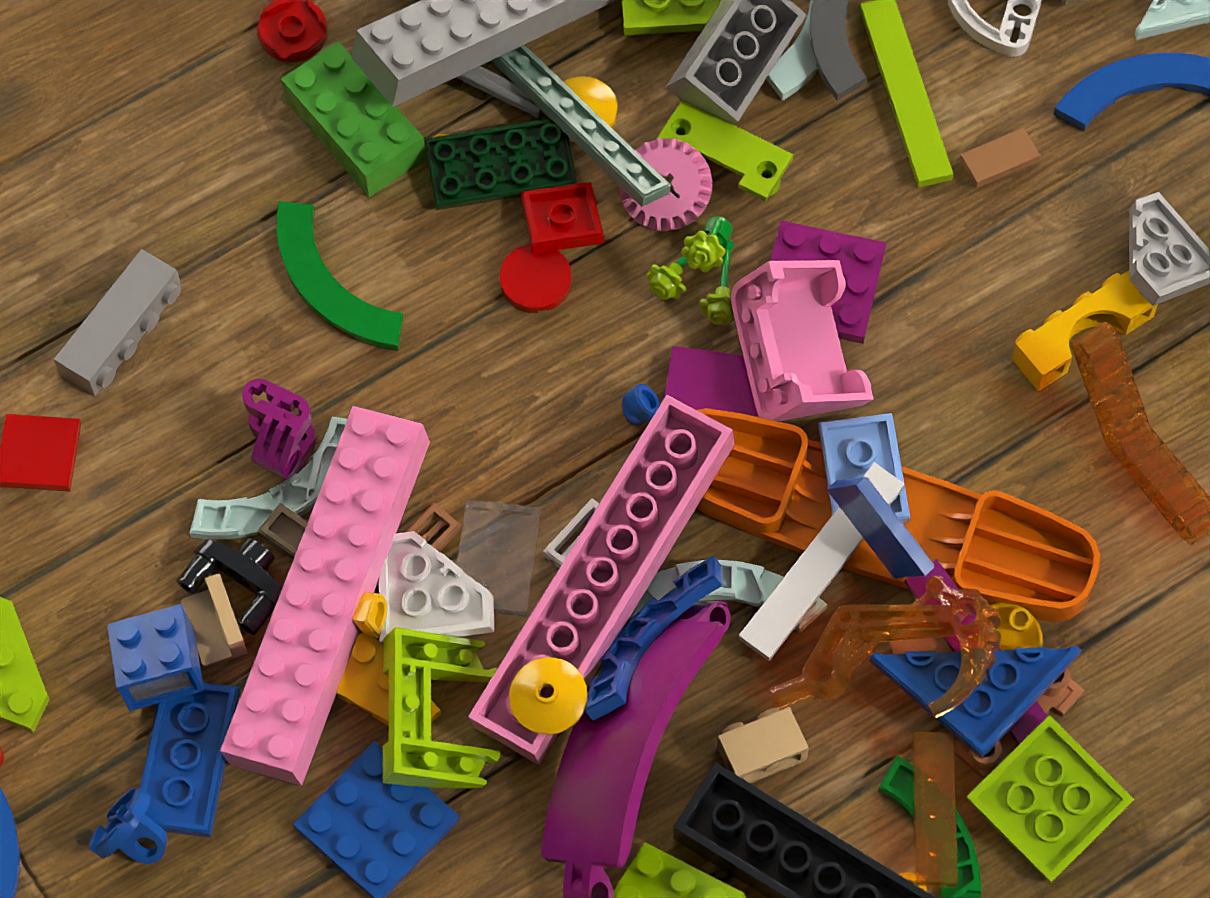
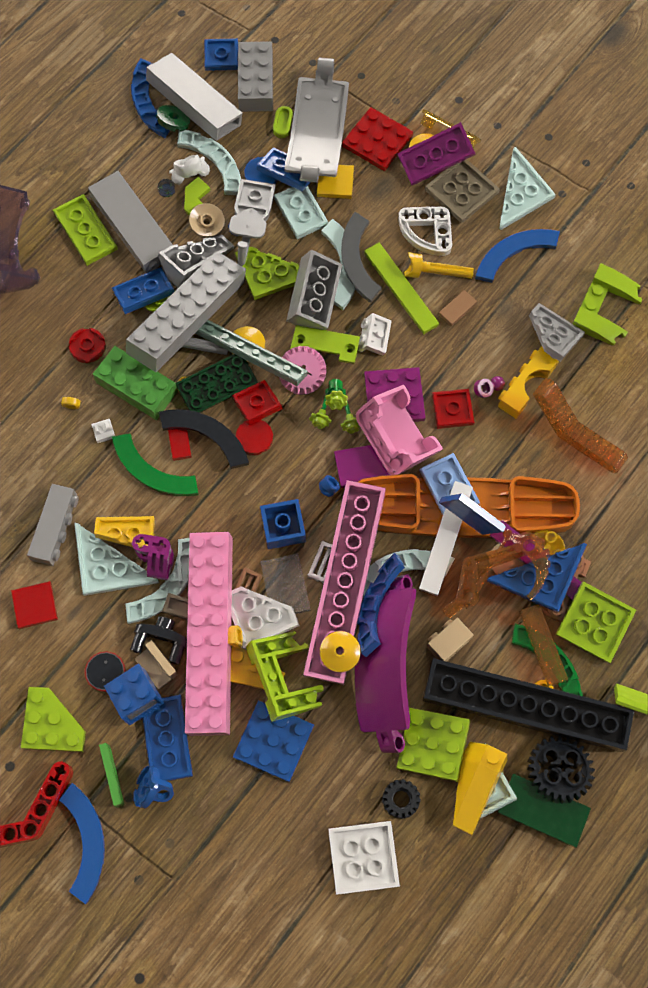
camera: 20 degrees left, 5 degrees up
(67, 786) = (111, 774): none -> bright green tile
(117, 597) = (103, 669): none -> black tile
(184, 425) = (104, 567): none -> light aqua tile
(226, 120) = (70, 403): none -> yellow tile
(234, 365) = (123, 529): none -> yellow wing
(267, 187) = (103, 430): none -> white tile
(397, 245) = (179, 444): none -> red tile
(457, 237) = (209, 428): none -> black tile
(529, 444) = (283, 524): none -> blue brick
(824, 159) = (374, 334): none -> white bracket
(923, 336) = (453, 408): none -> red tile
(950, 59) = (417, 266): none -> yellow piece
(1023, 315) = (497, 383): none -> magenta plate

